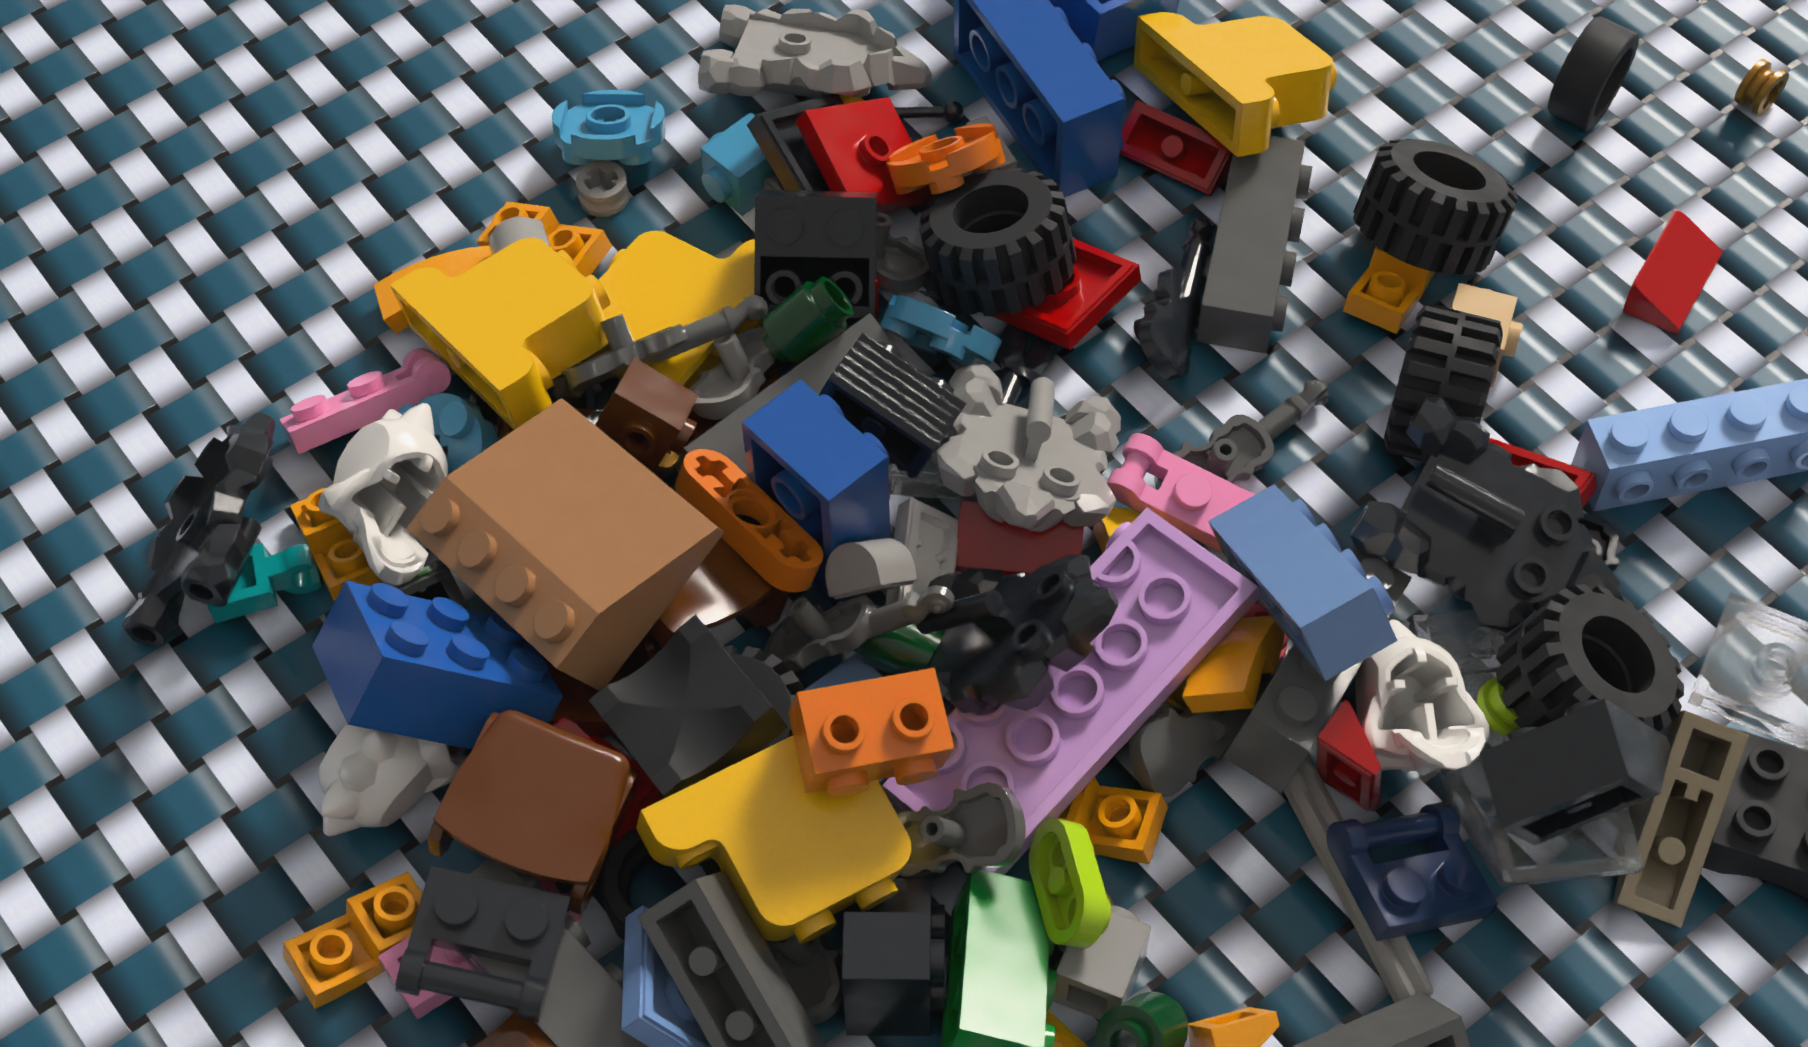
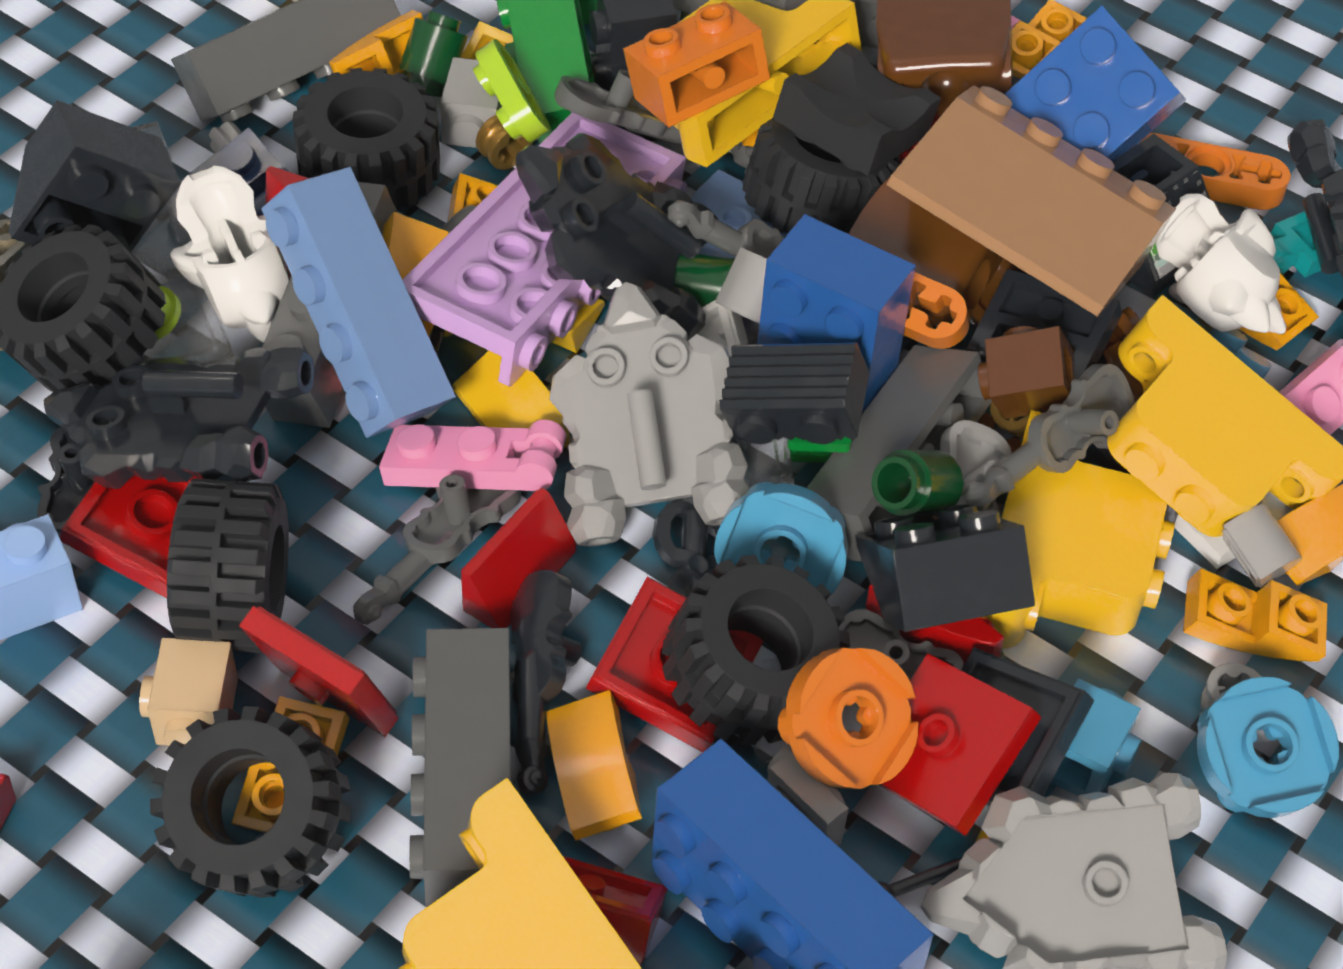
camera: 160 degrees right, 5 degrees down
(269, 686) = (1247, 165): none -> orange beam
(1150, 220) = (593, 765): none -> light orange slope
(1181, 403) = (526, 543): none -> red slope
(1257, 861) = (375, 127): none -> black tyre
(1368, 297) = (319, 671): none -> red plate

